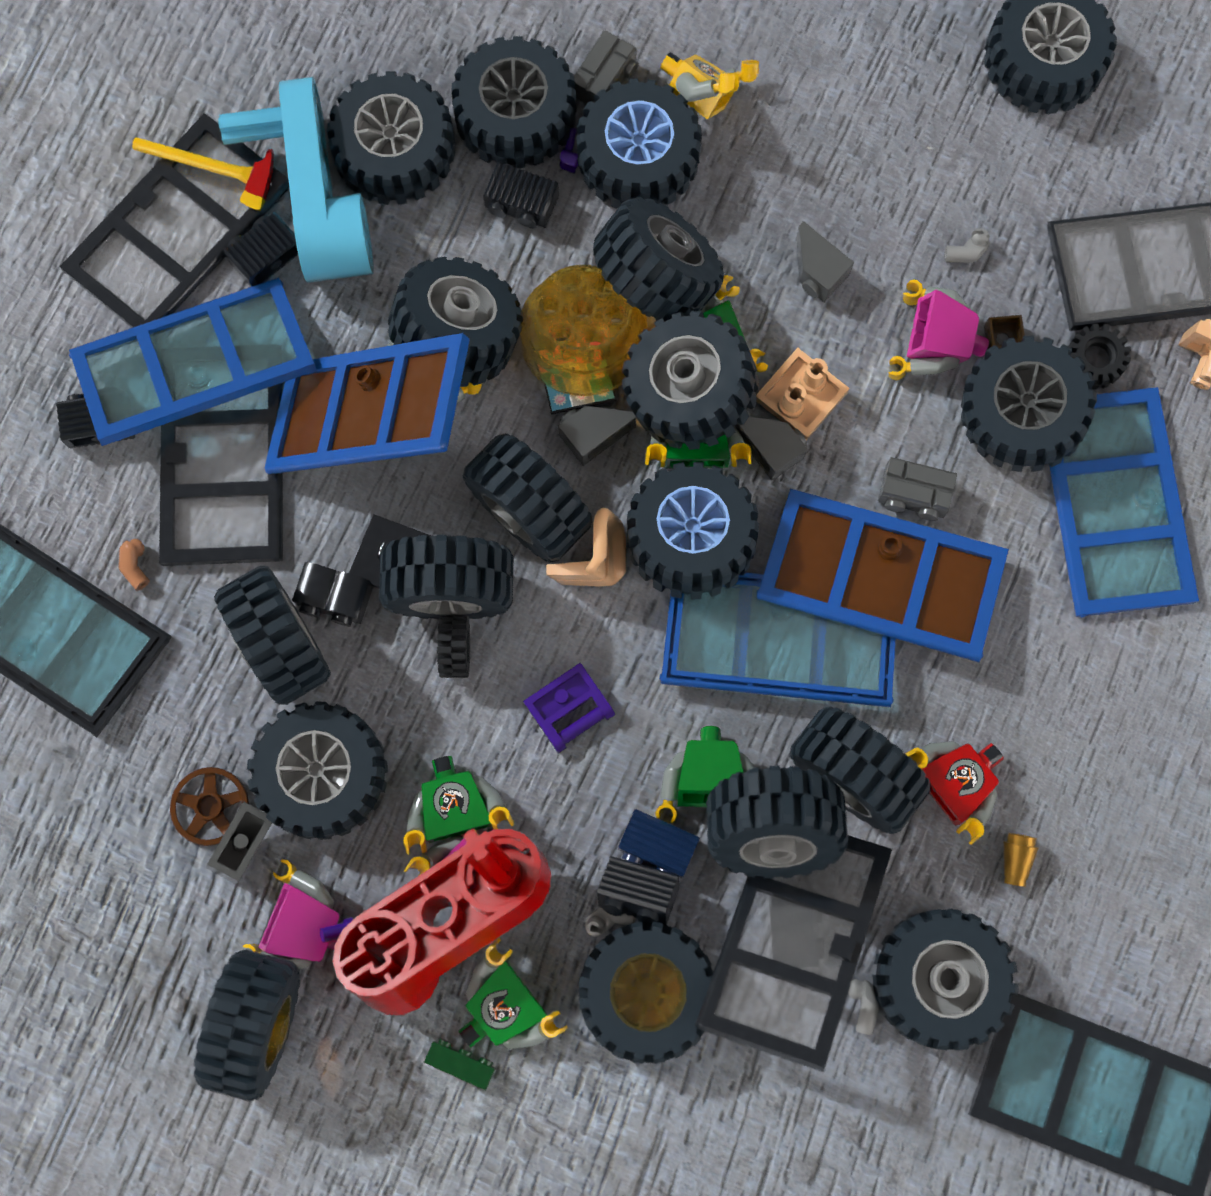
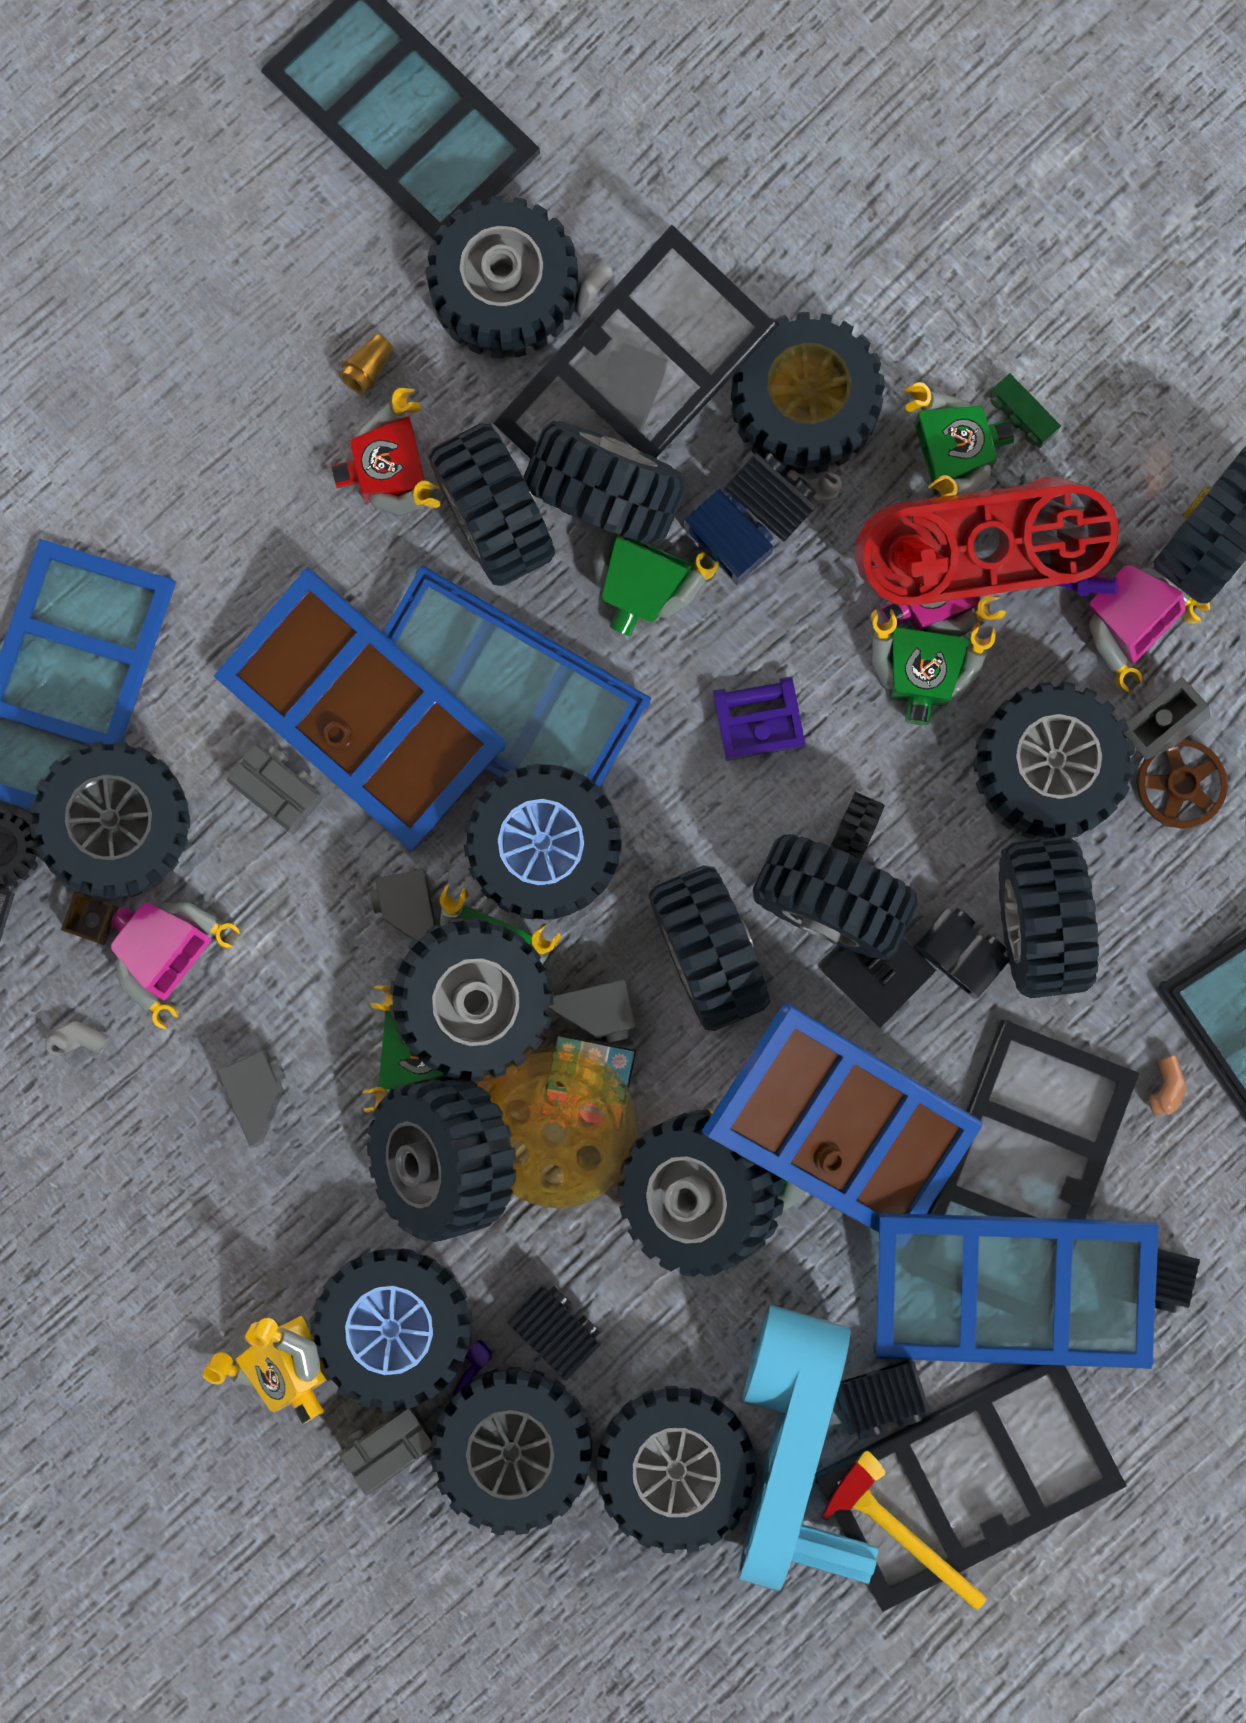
camera: 155 degrees left, 5 degrees up
(608, 543) = (646, 855): light nougat piece -> none
(802, 393) = (347, 951): light nougat plate -> none

